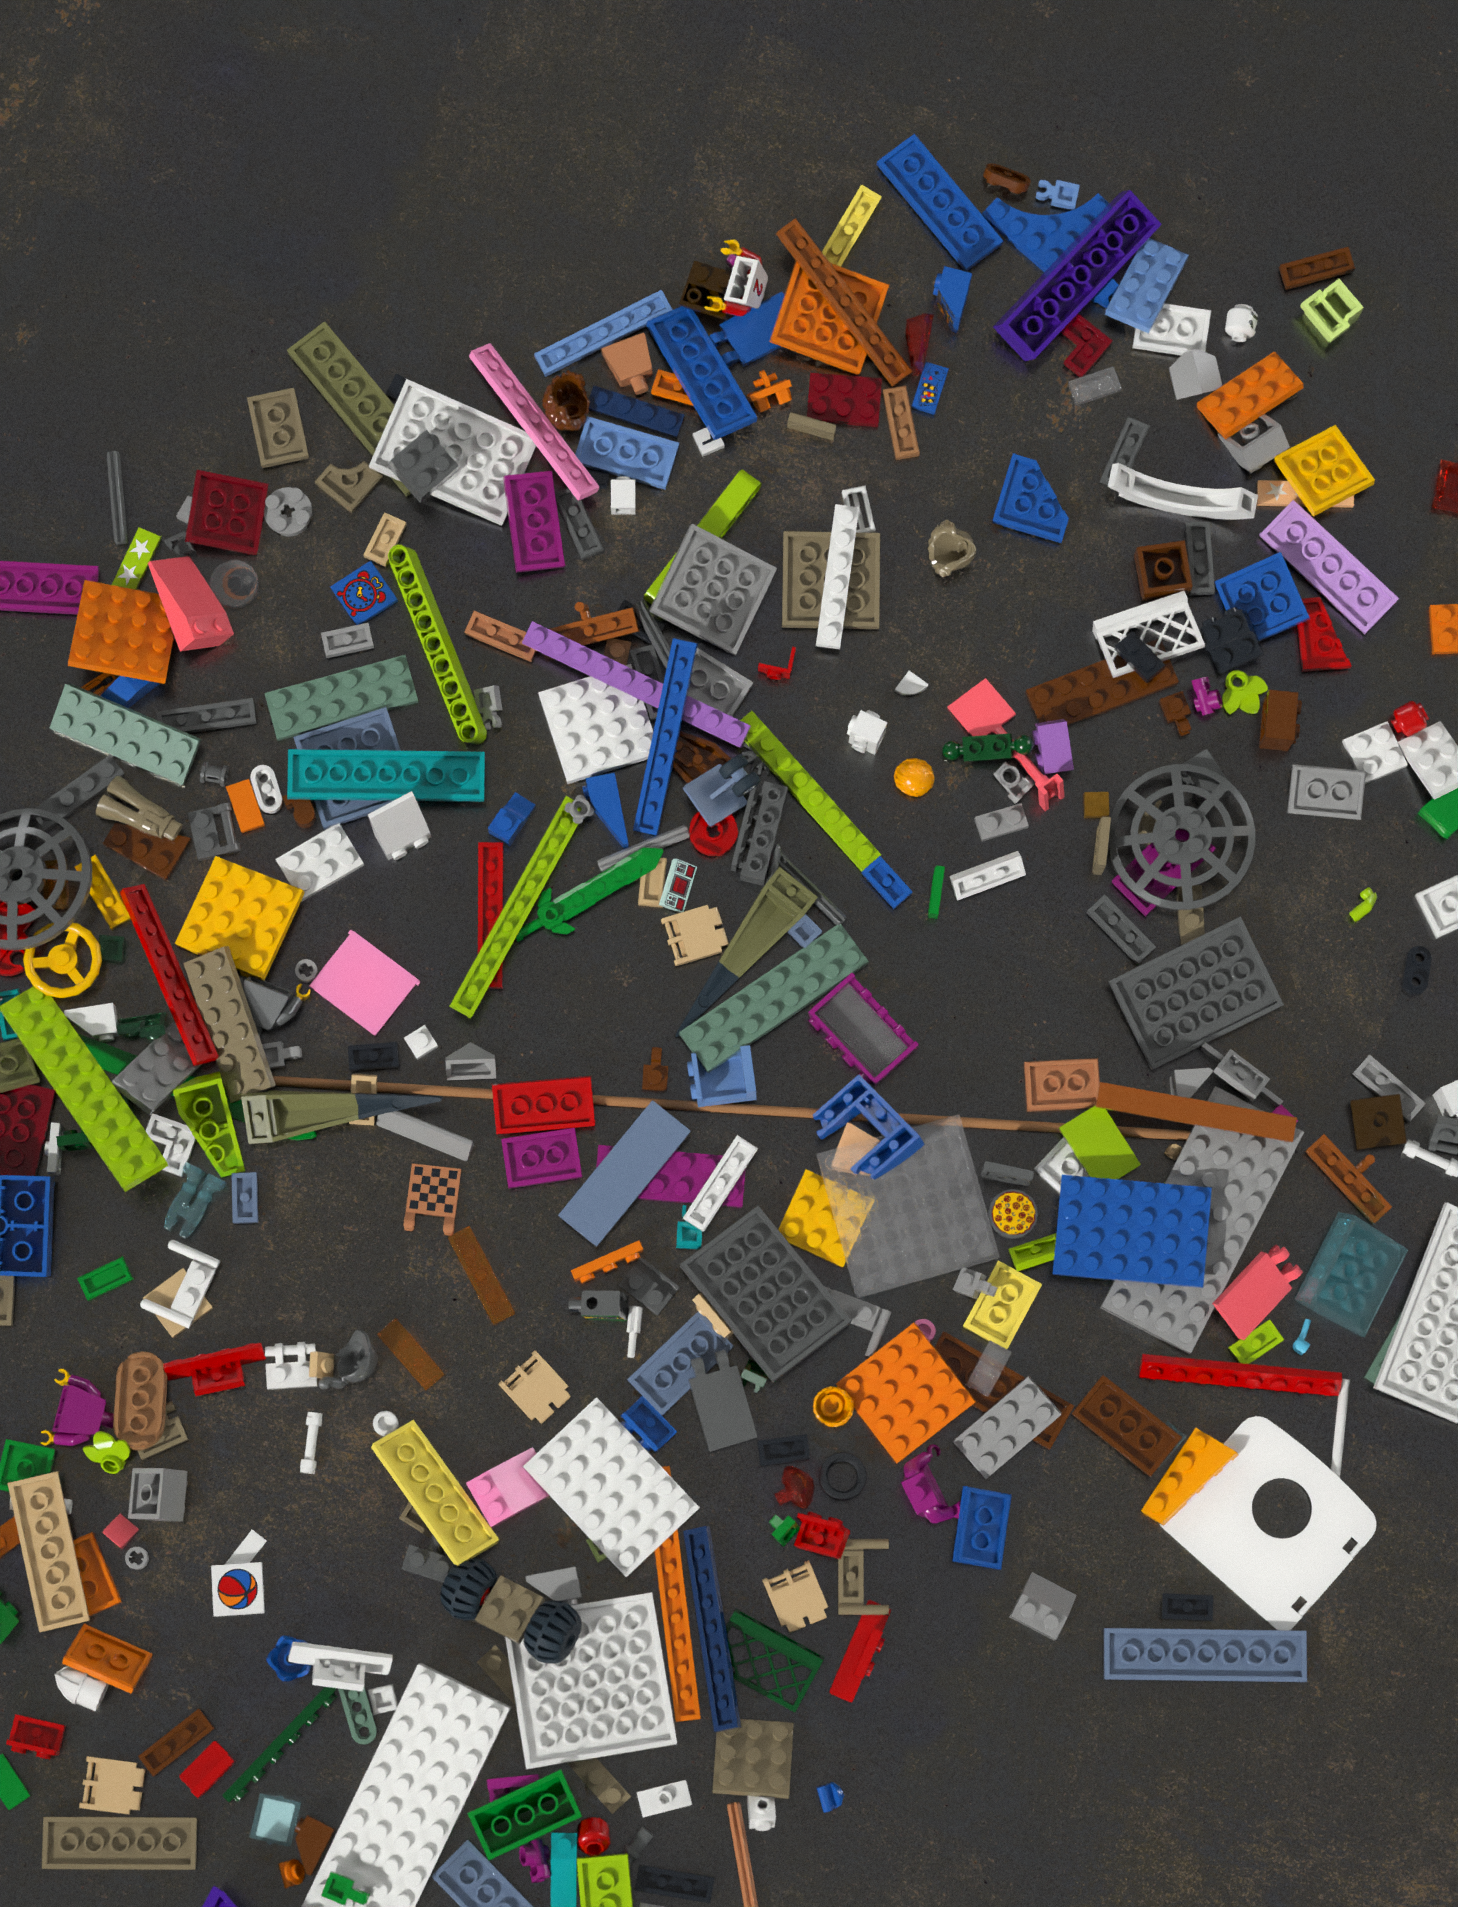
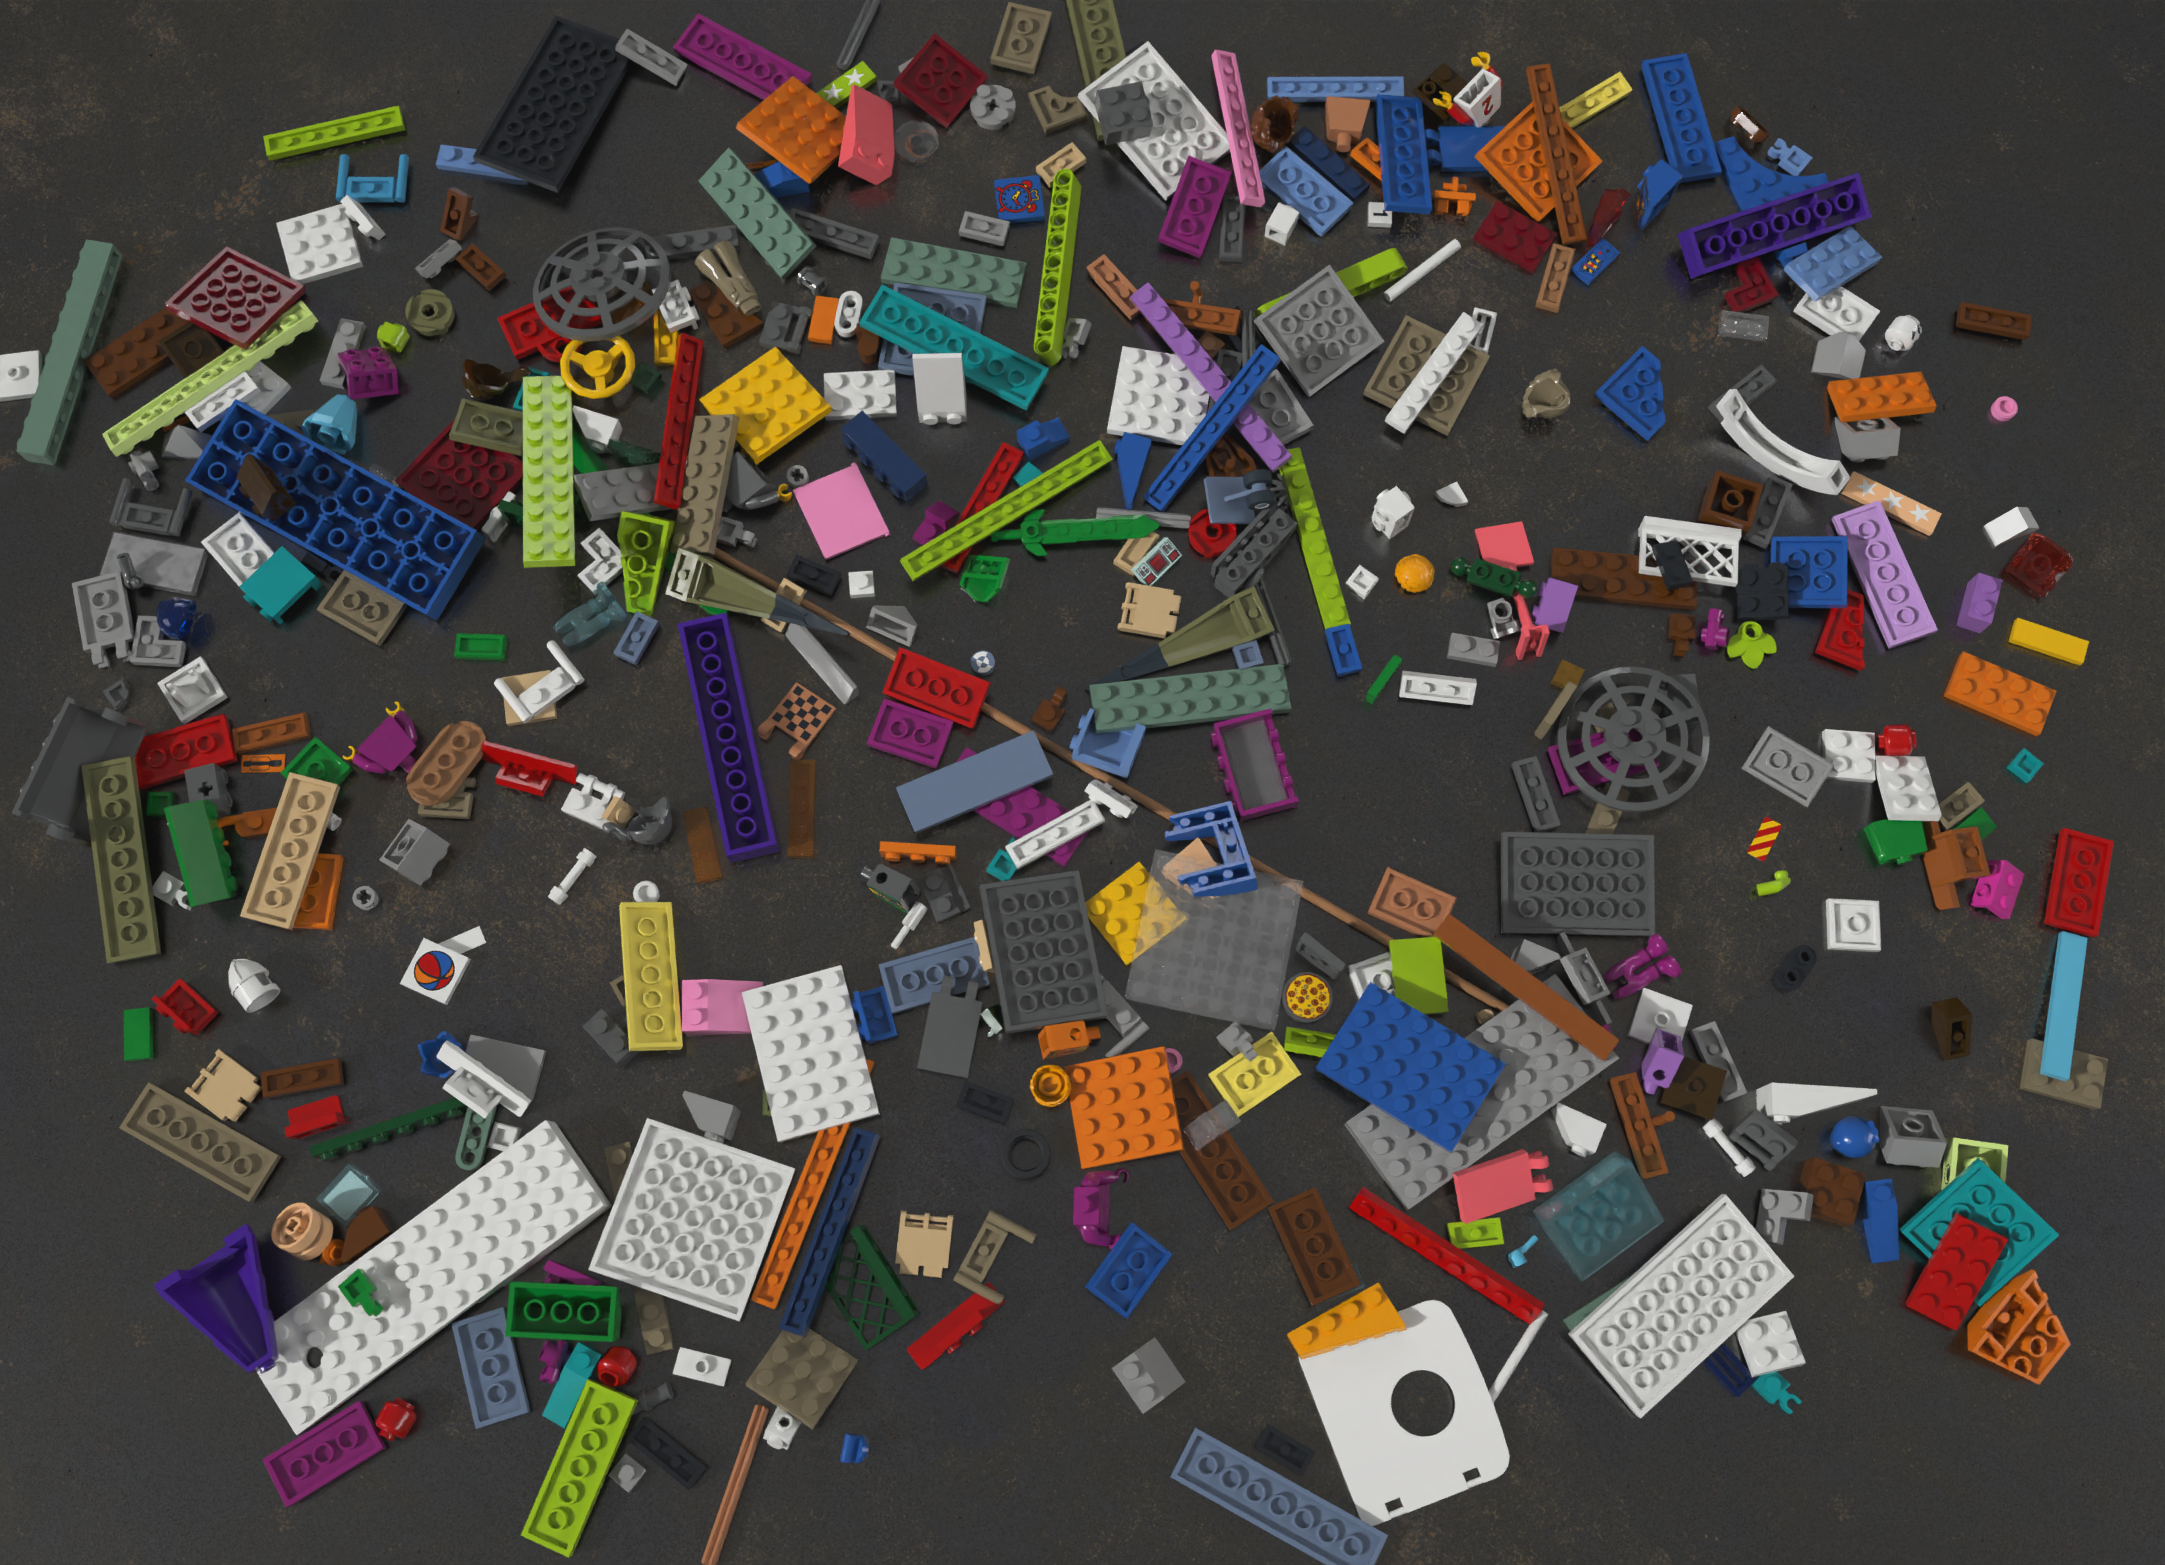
camera: 30 degrees right, 5 degrees down
(105, 868) = (676, 308): none -> white bracket
(107, 1658) = (284, 971): orange tile -> none
(108, 1452) = (393, 792): lime plate -> none
(120, 1531) = (365, 867): coral slope -> none
(259, 1868) = (302, 1231): none -> light nougat wheel
(352, 1631) = (514, 1063): none -> light grey tile
(376, 911) = (884, 456): none -> dark blue brick
(382, 1246) = (728, 738): none -> dark purple brick
(457, 951) = (937, 521): none -> magenta slope
(511, 1610) = (673, 1145): black plate -> none
(517, 862) = (1026, 474): none -> teal tile
(529, 978) = (984, 576): none -> green slope
(536, 1388) = (794, 931): tan plate -> none
(570, 1059) = (982, 663): none -> sand blue tile
(581, 802) = (1109, 450): light grey plate -> none
(760, 1127) = (1103, 793): none -> white plate
(775, 476) = (1422, 270): none -> white piece
(777, 672) = (1339, 427): red bracket -> none
(784, 1529) = (946, 1174): green tile -> none
(798, 1487) = (979, 1144): clear red piece -> none
(811, 426) = (1475, 243): dark tan tile -> none
(821, 1364) = (1056, 1039): none -> orange torso
(821, 1535) = (976, 1198): red bracket -> none
(871, 809) = (1362, 582): none -> white tile
(1007, 1427) = (1201, 1188): light grey plate -> none
(1279, 720) = (1775, 681): reddish brown brick -> none
(1289, 1051) = (1627, 966): none -> magenta piece
(1299, 1209) = (1578, 1129): none -> white slope
(1323, 1077) = (1660, 1012): none -> white plate
(1324, 470) = (1920, 489): yellow plate -> none
(1332, 310) = (1993, 359): yellowish green plate -> none
(1337, 866) = (1764, 839): none -> sticker
(1340, 1113) = (1661, 1060): none -> medium lavender torso
(1364, 349) = (2004, 408): none -> bright pink tile
(1420, 462) = (2011, 526): none -> white slope
(1424, 552) = (1979, 603): none -> medium lavender brick

